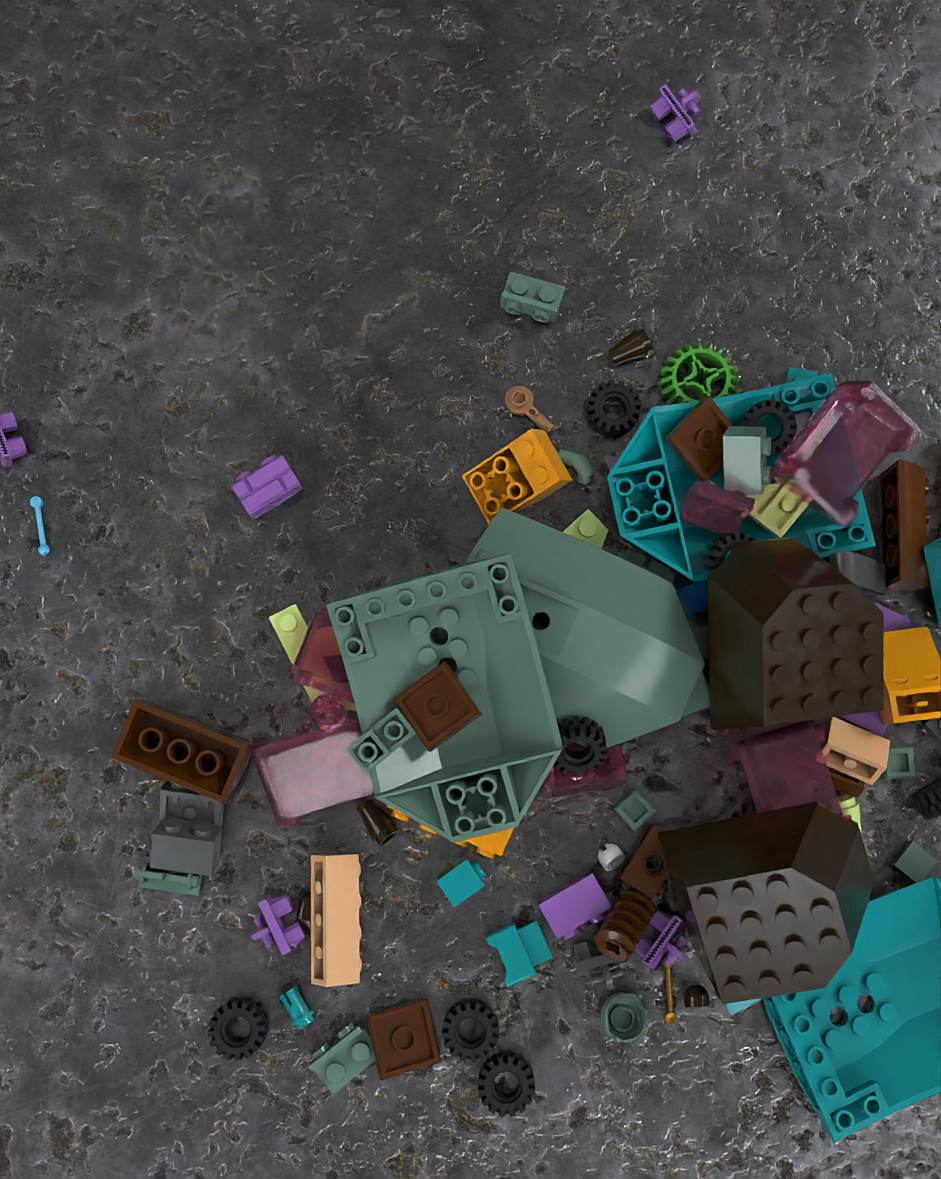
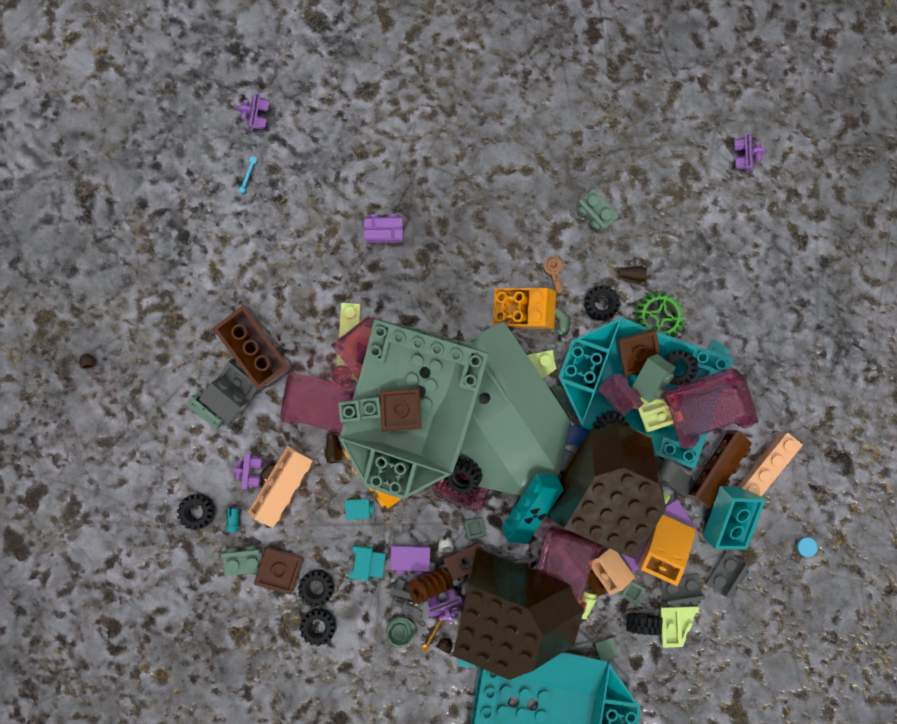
camera: 30 degrees right, 5 degrees up
(697, 731) = (532, 508): none -> teal brick

